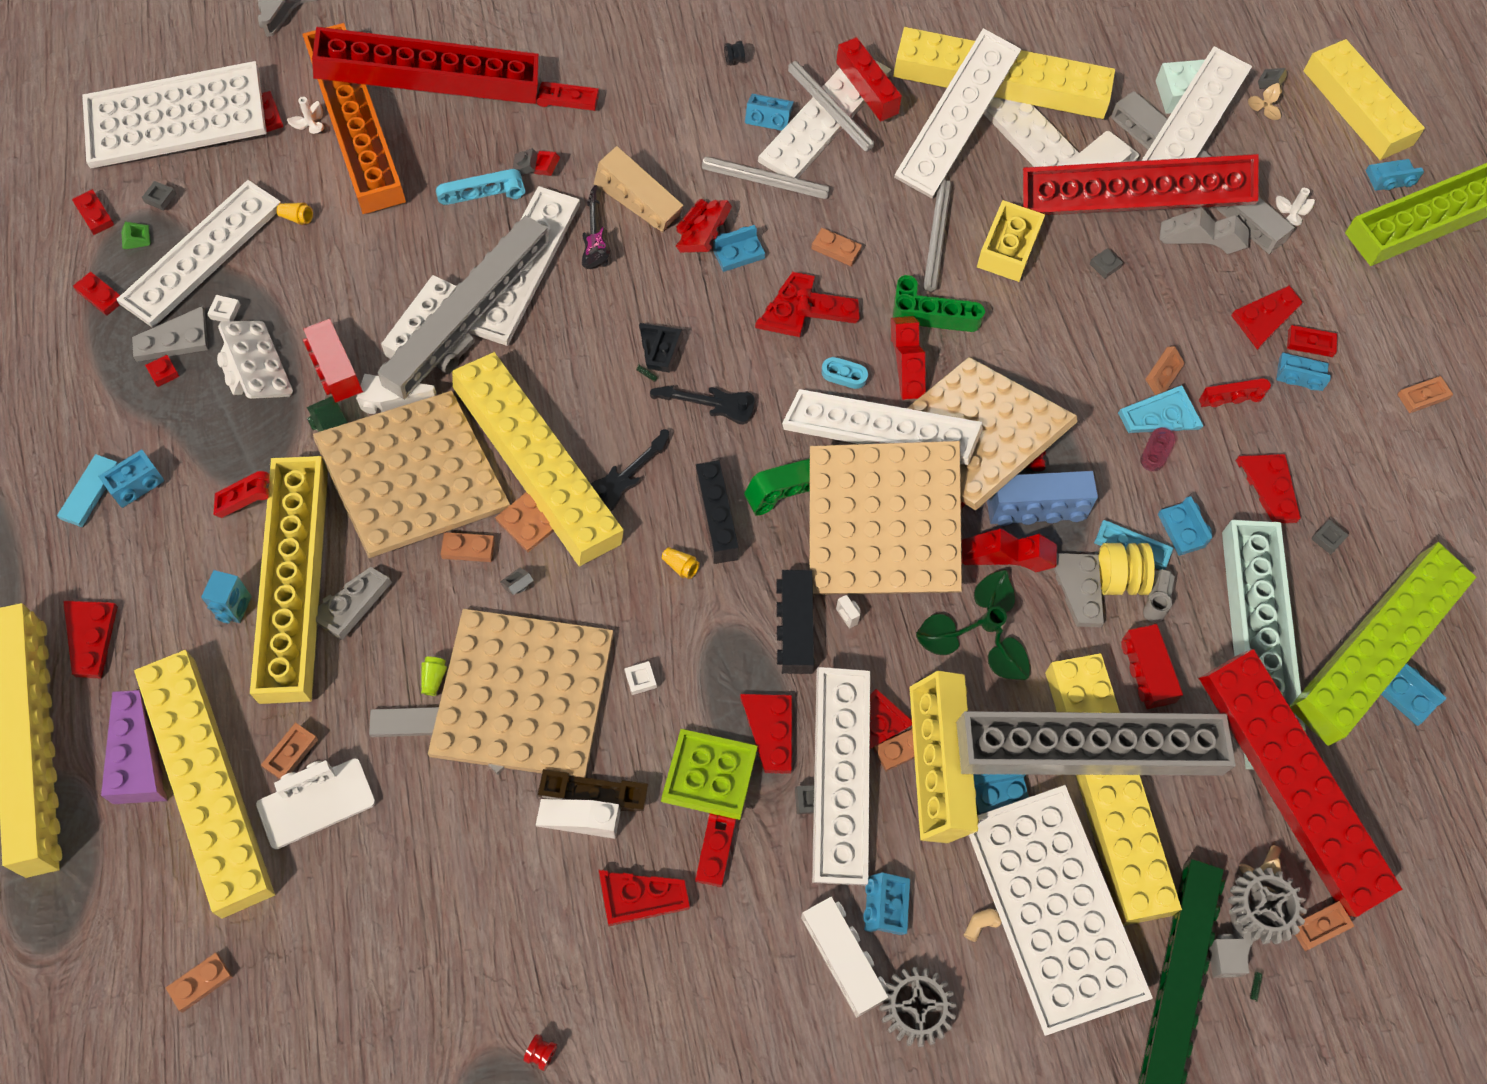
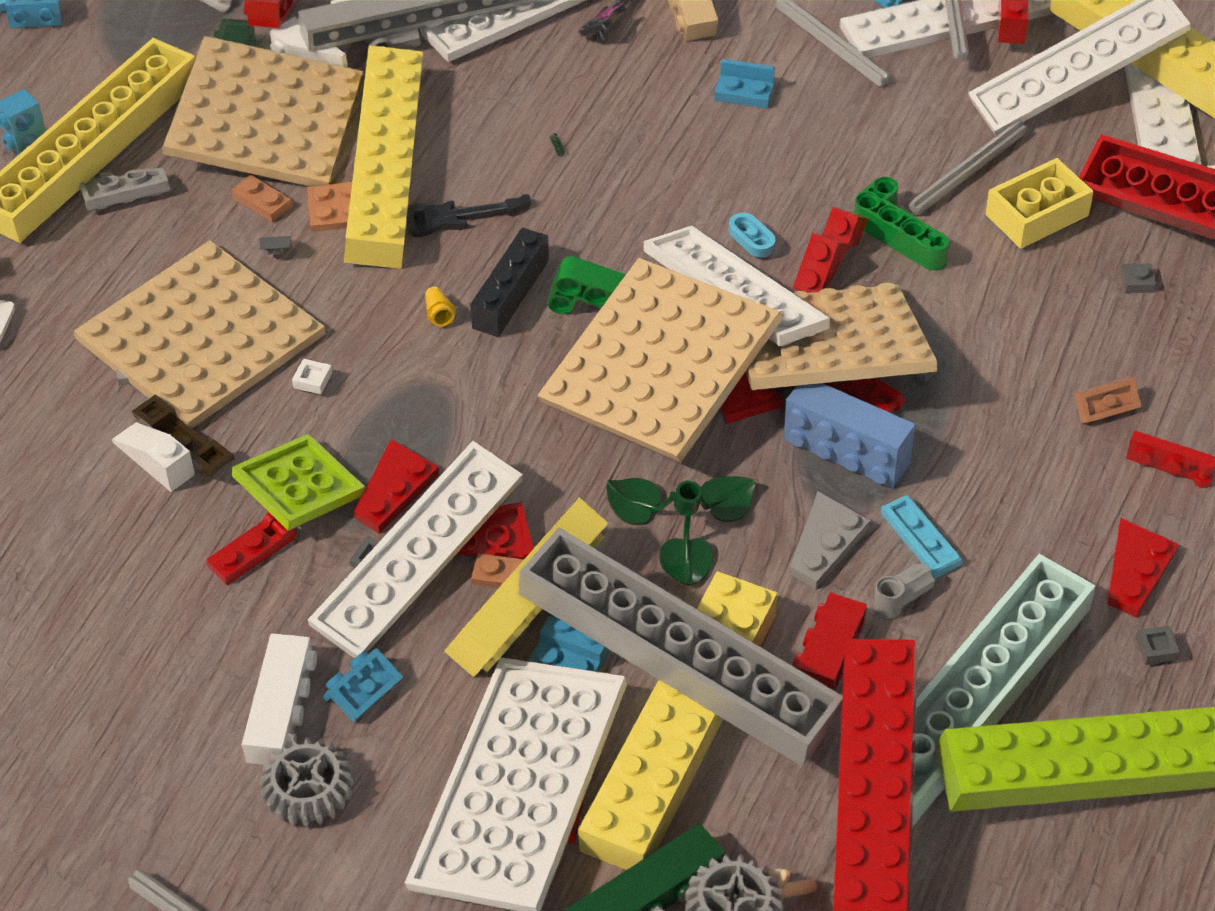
camera: 40 degrees right, 15 degrees down
(241, 494) = (108, 56): red plate -> none
(402, 722) = (75, 298): light grey tile -> none
(432, 675) = (135, 274): lime cone -> none
(641, 897) = (144, 544): red wing -> none
(660, 346) = (589, 127): black wing -> none
(689, 218) = (724, 40): red axle -> none
(704, 228) = (703, 55): red wing -> none
(735, 406) = (613, 210): black piece -> none
(782, 313) = (749, 157): red wing -> none
(796, 622) = (500, 407): black brick -> none
(827, 306) = (786, 170): red plate -> none
(836, 247) = (850, 130): nougat plate -> none
(848, 611) = (560, 428): white plate -> none
(979, 920) = (435, 755): tan arm -> none
(1004, 549) = (766, 456): red arch -> none
(1126, 568) = (879, 538): light yellow wheel -> none
(1157, 451) = (1025, 465): clear pink plate -> none
(1165, 410) = (1067, 435): medium azure wing -> none
(1186, 526) = (992, 549): dark azure bracket -> none
(1413, 695) = (1113, 839): dark azure bracket -> none

